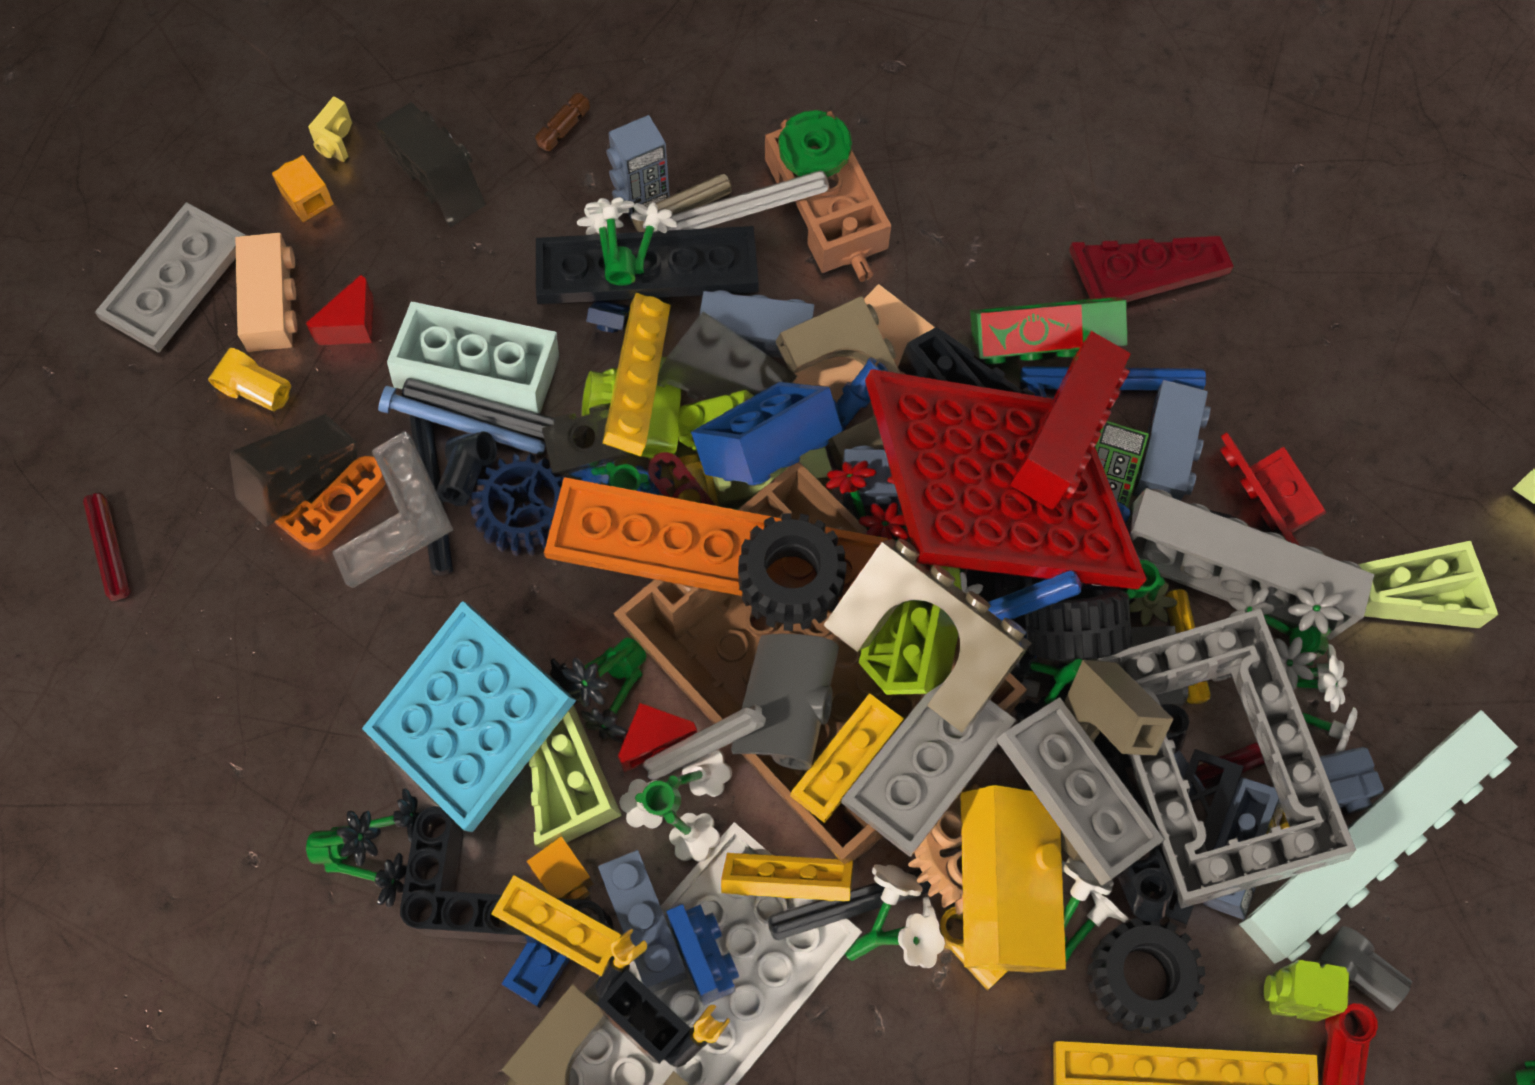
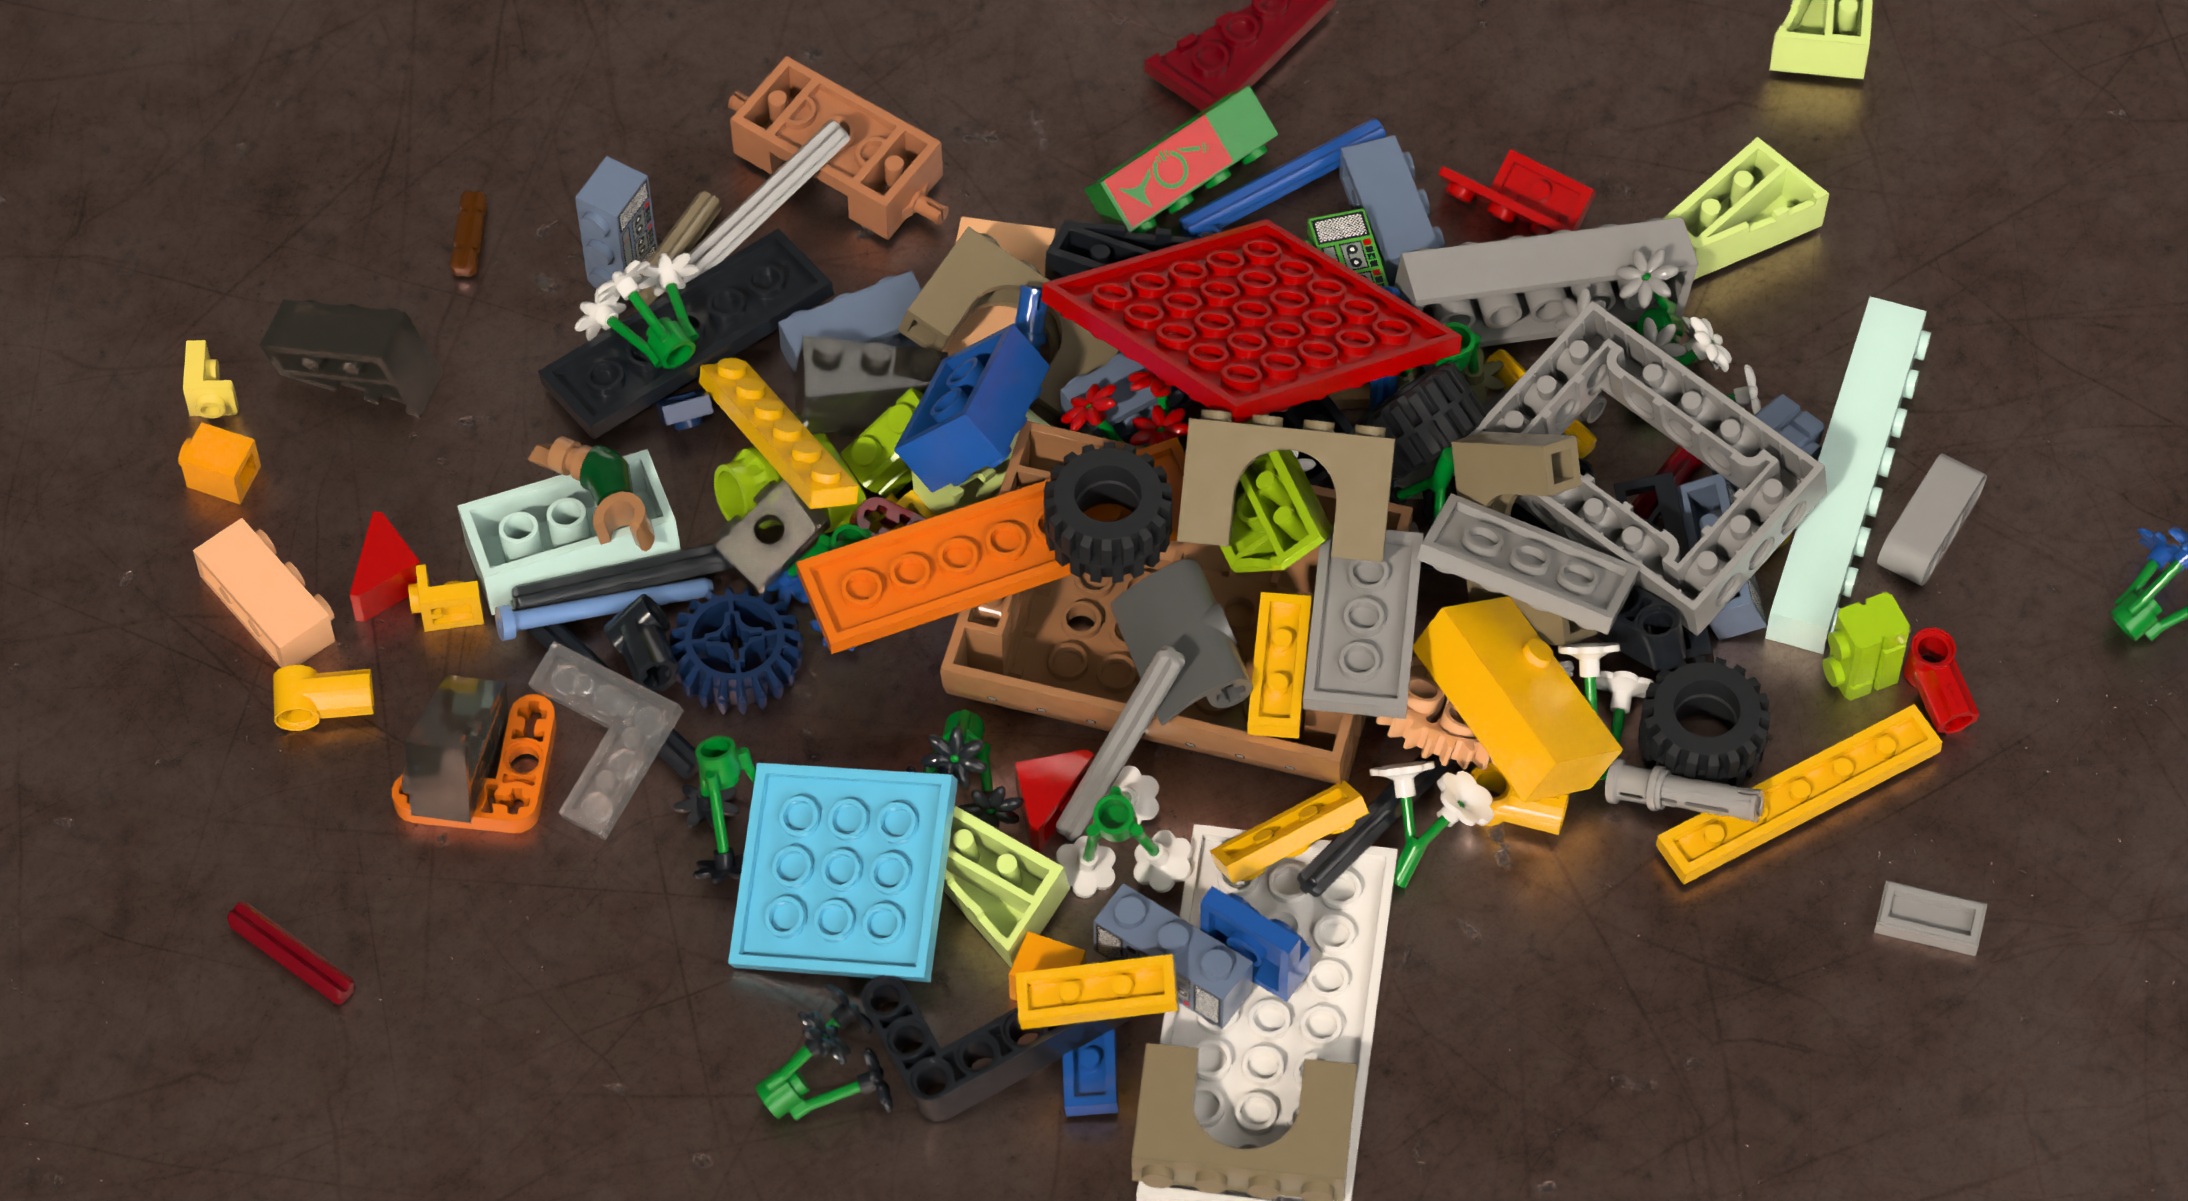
camera: 30 degrees left, 10 degrees down
(170, 277) = (138, 639): light grey plate -> none
(364, 361) = (445, 605): none -> yellow bracket
(433, 597) = (719, 770): none -> plant
(505, 346) = (609, 482): none -> medium nougat piece
(644, 1016) = (1245, 1019): black torso -> none
(817, 130) = (793, 82): green plate -> none
(1036, 596) = (1362, 411): blue axle -> none
(1073, 422) = (1281, 228): red brick -> none
(1082, 1006) = (1661, 789): none -> light grey pin
(1366, 969) = (1921, 603): dark grey piece -> none
(1422, 910) = (1931, 519): none -> light grey beam

